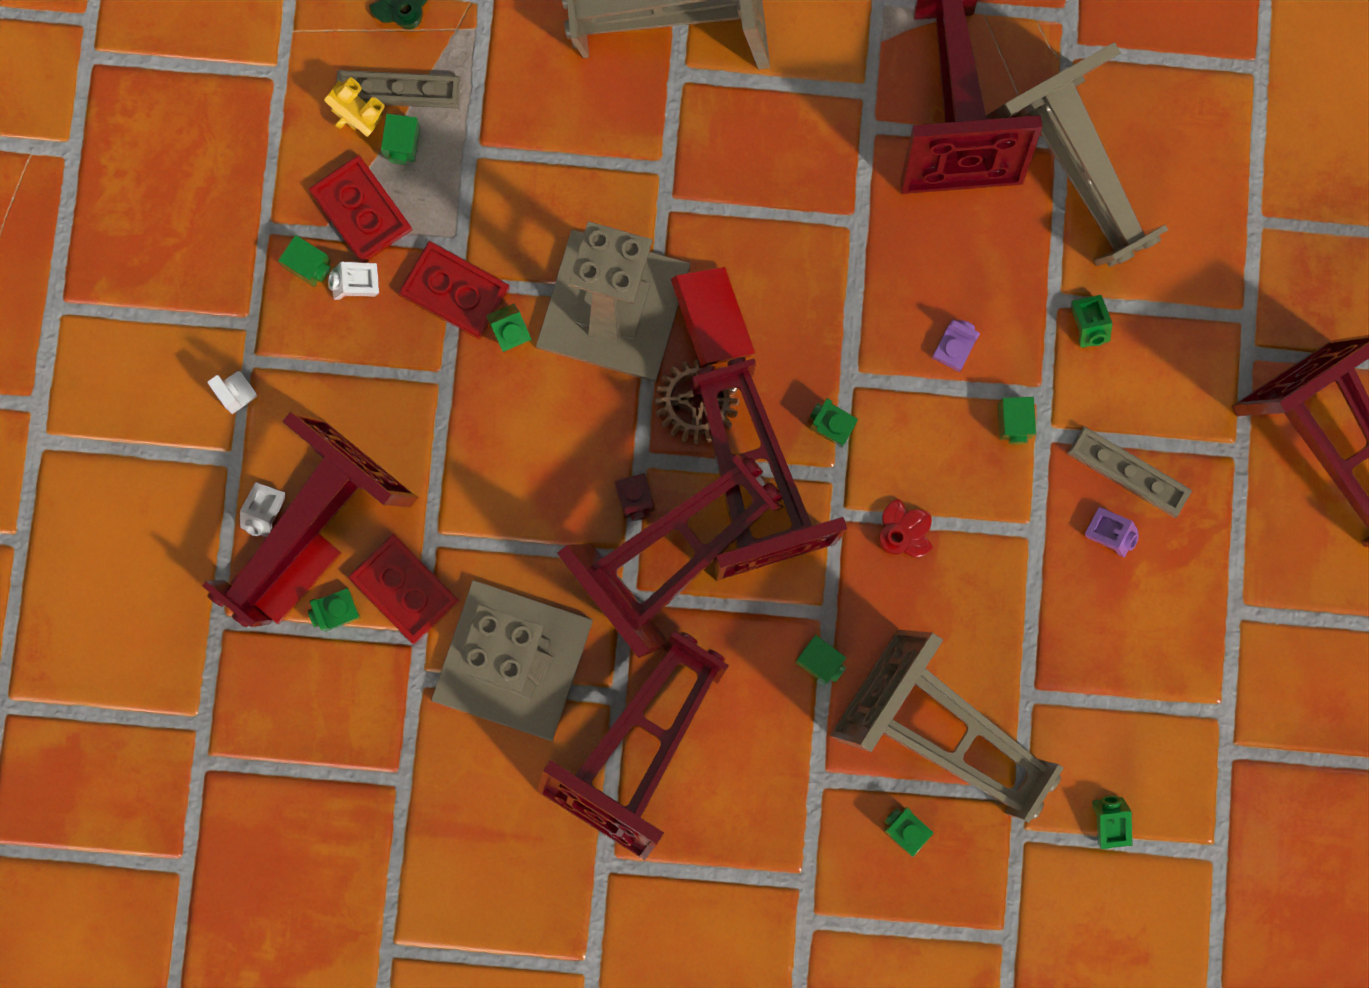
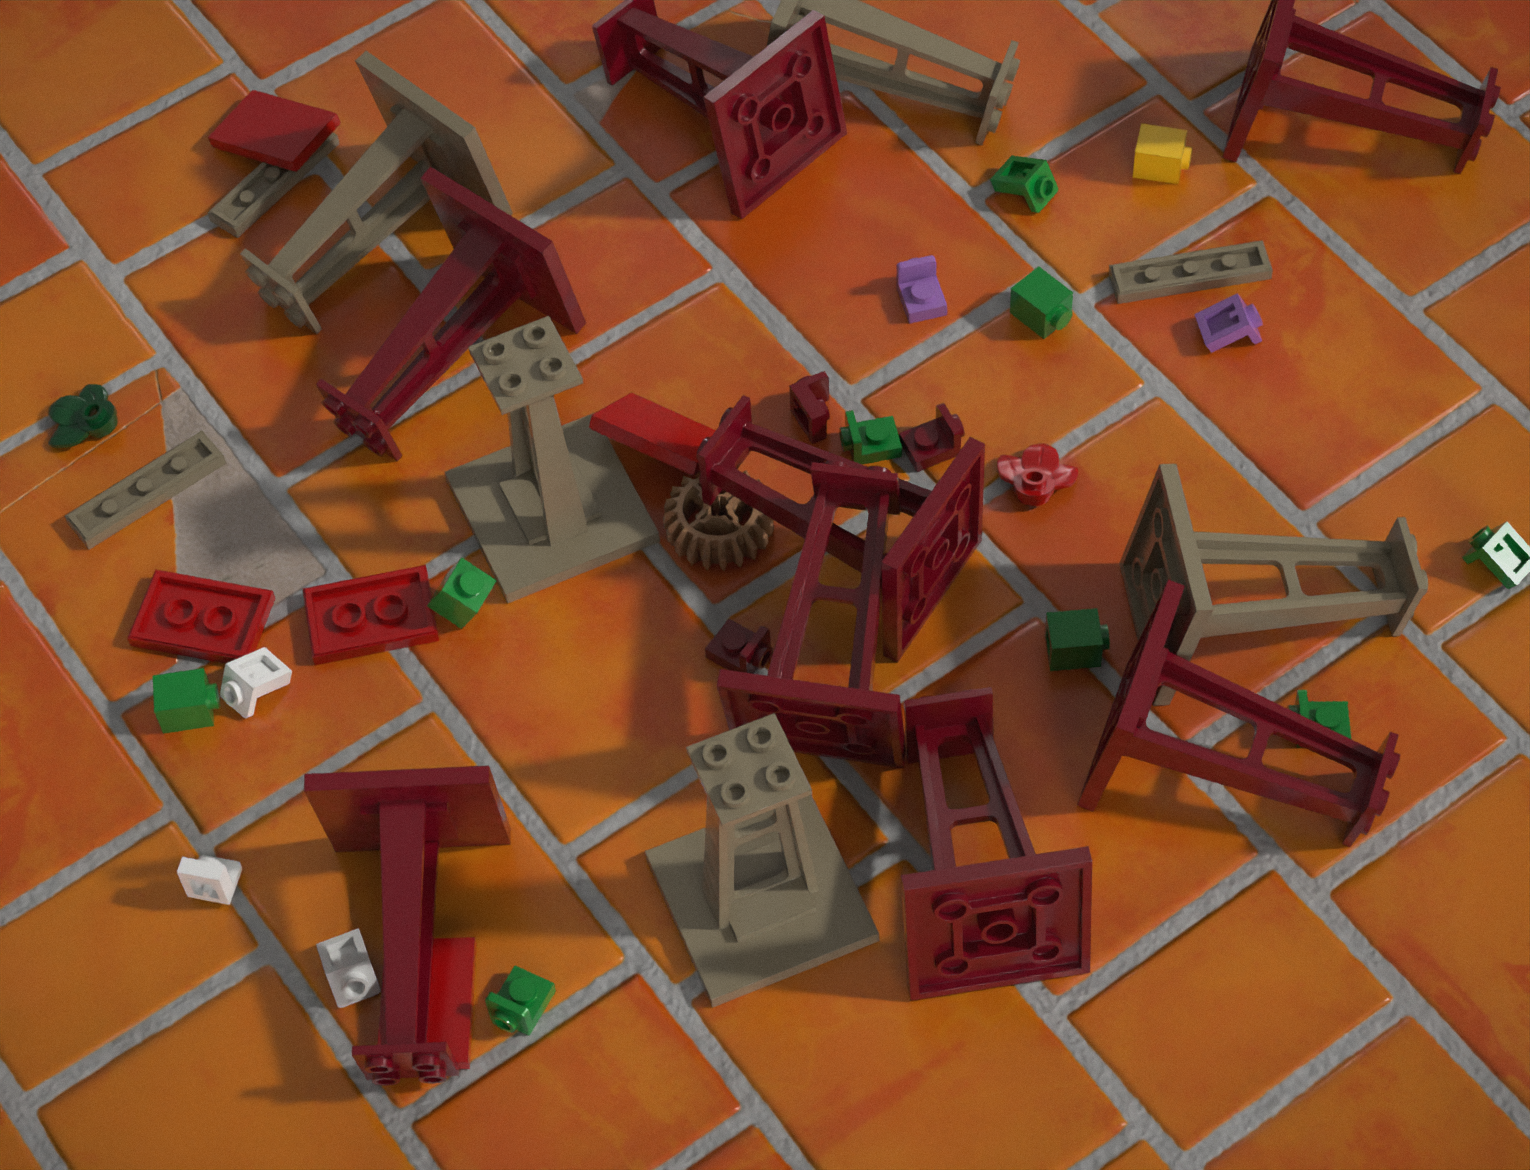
camera: 30 degrees left, 25 degrees down
(352, 108) = (95, 523): yellow hips -> none
(400, 138) = (188, 521): green brick -> none
(403, 589) = (577, 922): red tile -> none
(659, 129) = (485, 243): none -> dark red piece
(801, 740) = (1129, 736): none -> dark red piece
(813, 375) = (809, 405): none -> dark red bracket
(866, 455) = (933, 440): none -> dark red bracket
(1192, 375) = (1161, 154): none -> yellow brick

